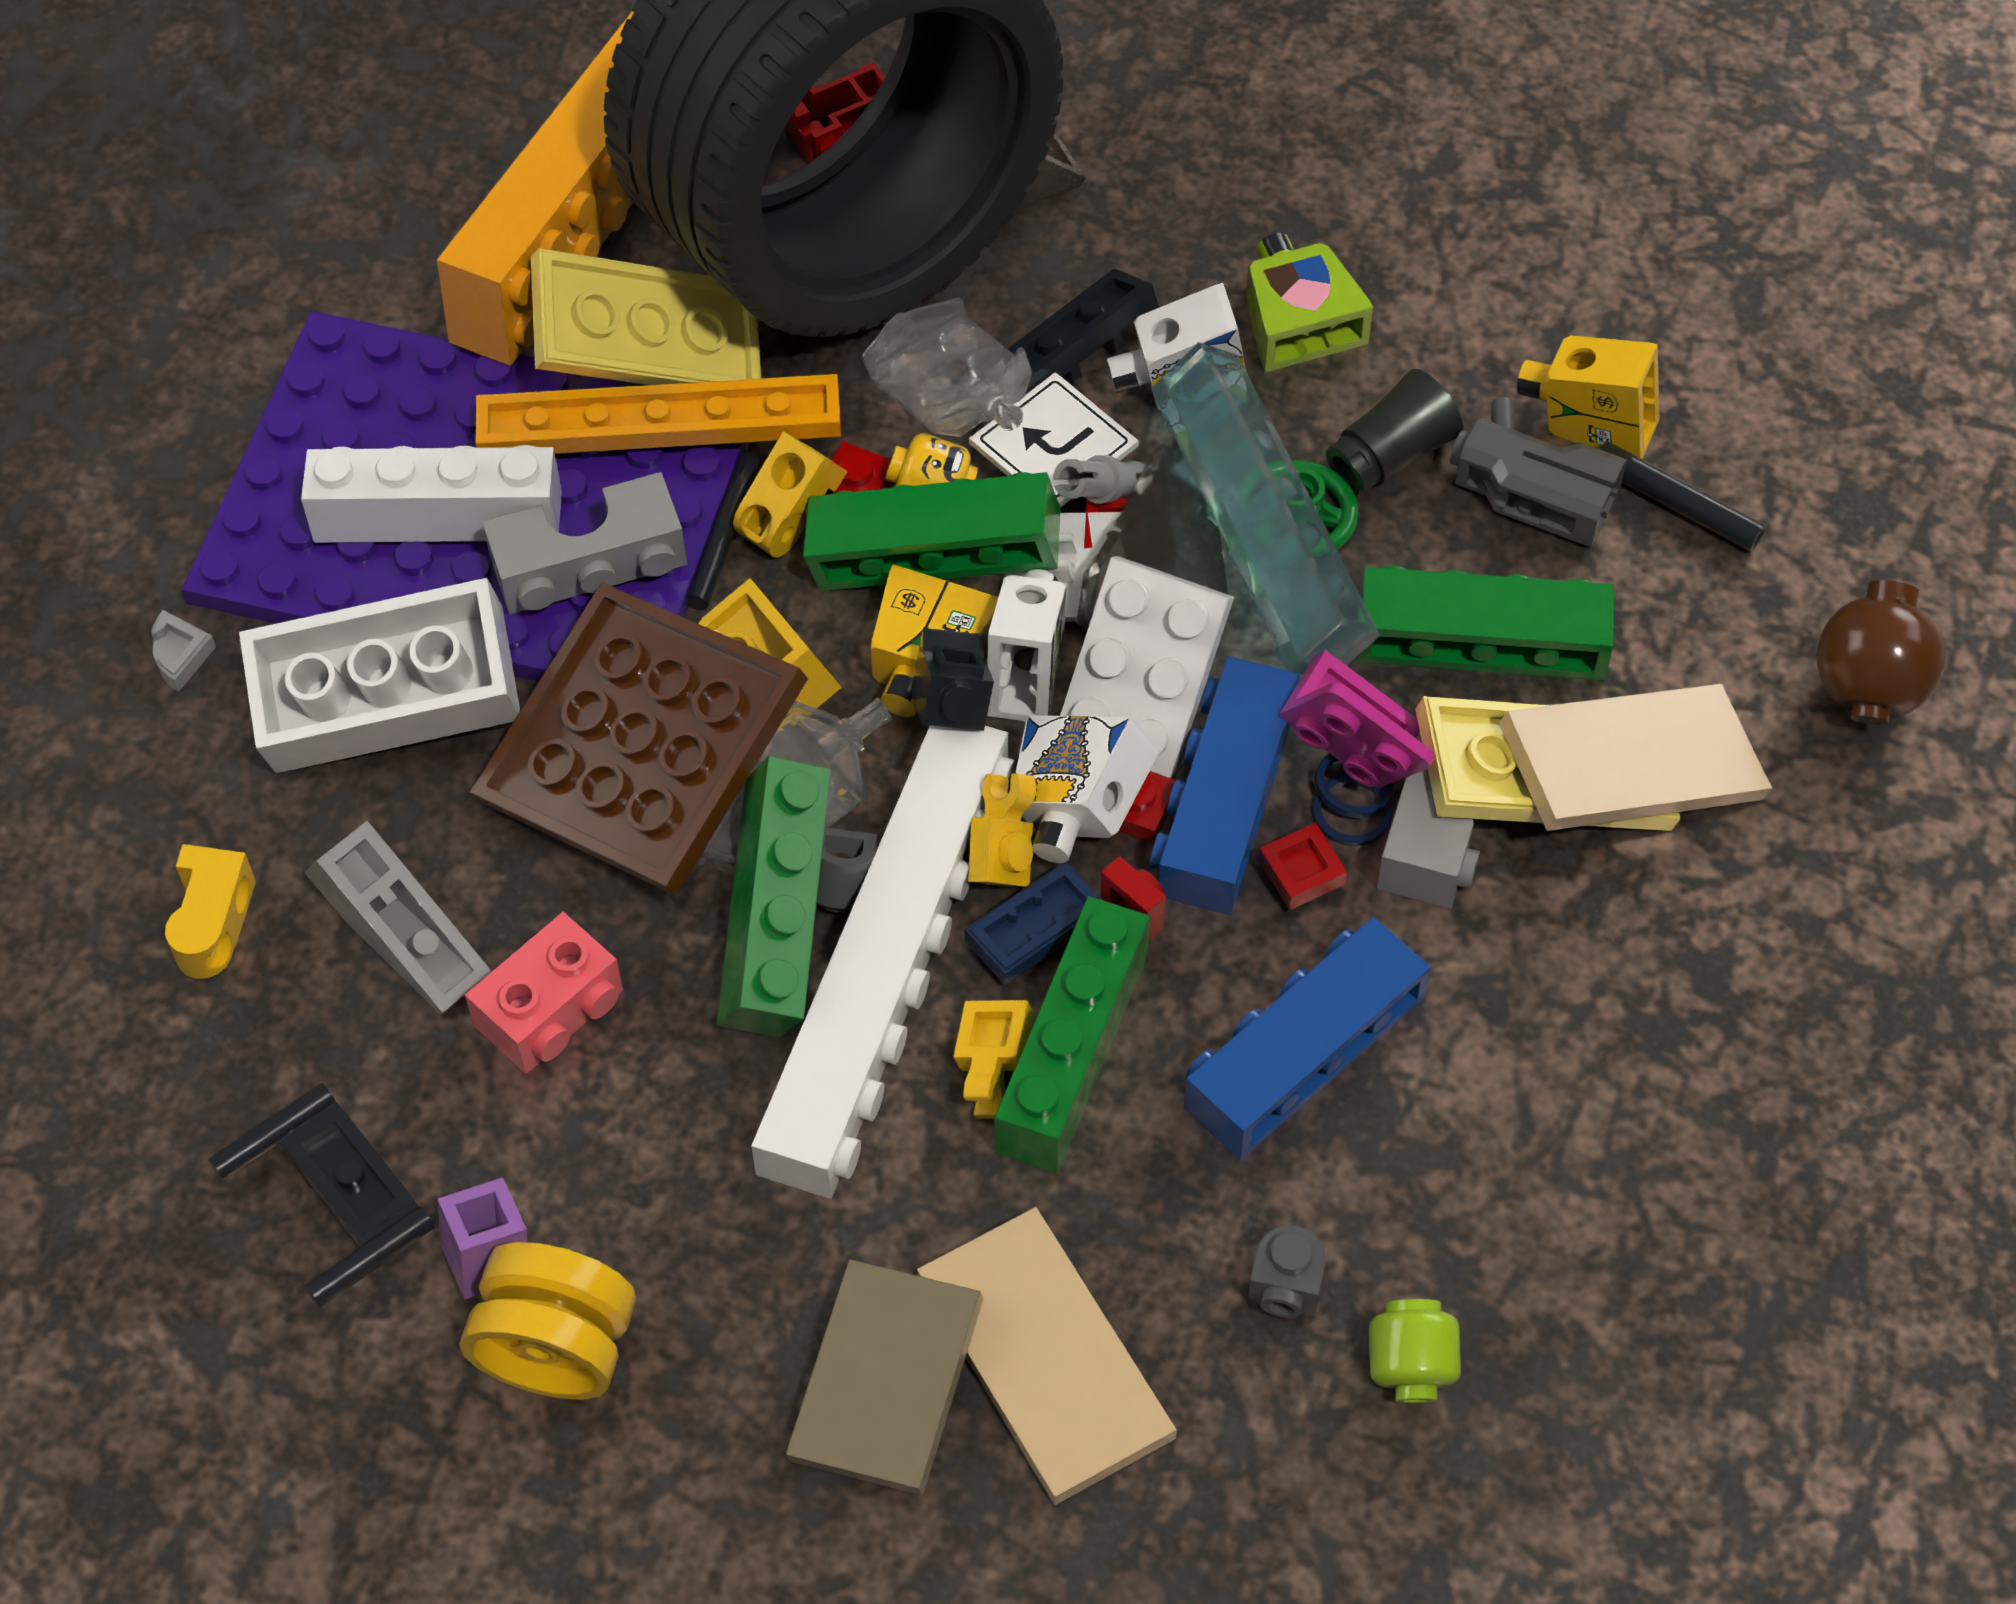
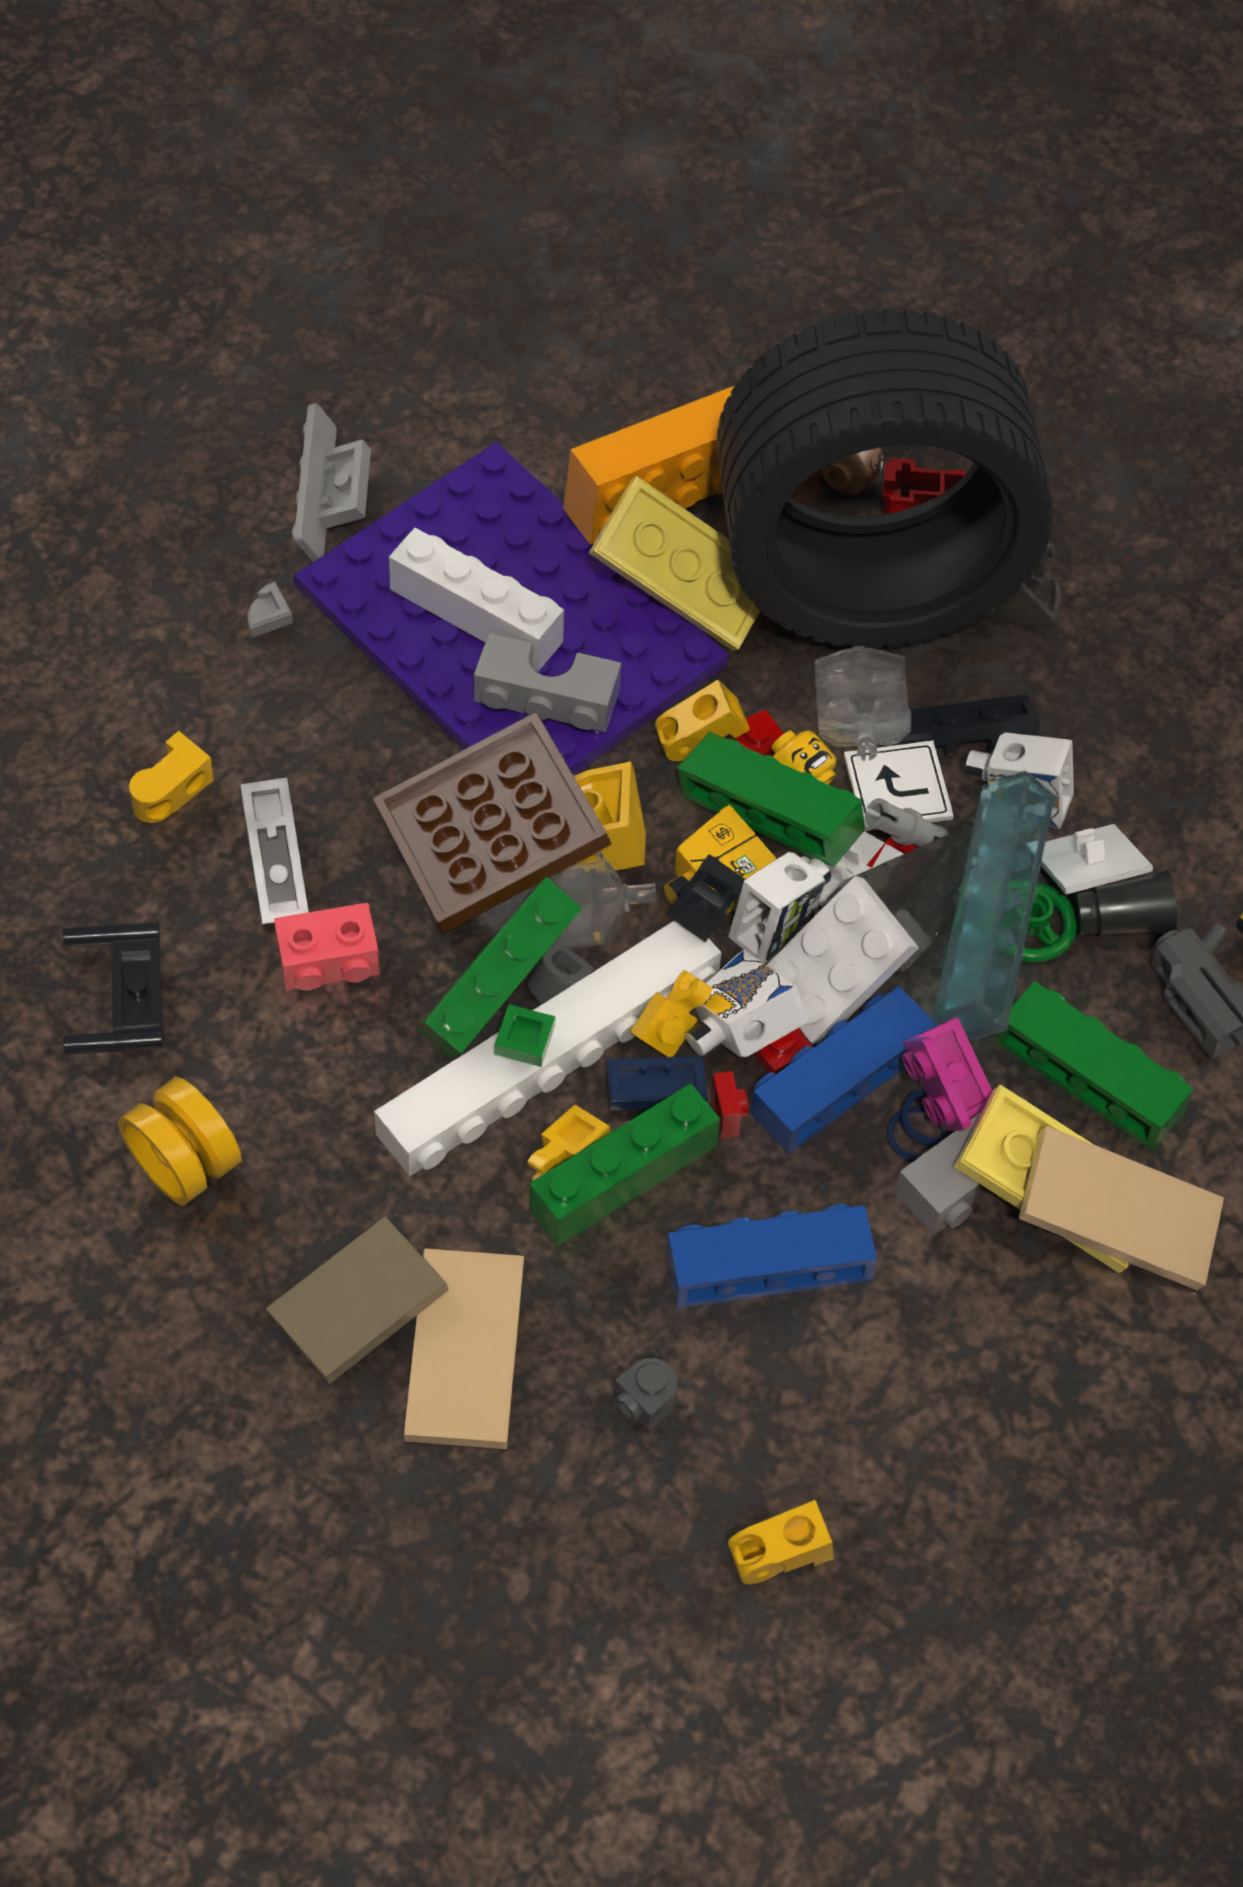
camera: 30 degrees right, 0 degrees up
(151, 458) = (330, 485): none -> light grey bracket
(379, 675) = (364, 694): white brick -> none
(473, 1226) = (183, 1057): medium lavender brick -> none
(661, 414) = (655, 627): light orange plate -> none
(722, 533) = (641, 729): black bar -> none
(866, 953) = (524, 1035): none -> green plate
(1302, 866) = (852, 1149): red plate -> none
(1303, 304) = (1135, 787): lime torso -> none
(1323, 402) = (1092, 859): none -> white piece
(1414, 1349) = (688, 1487): lime head -> none
(1561, 1345) = (781, 1544): none -> yellow leg

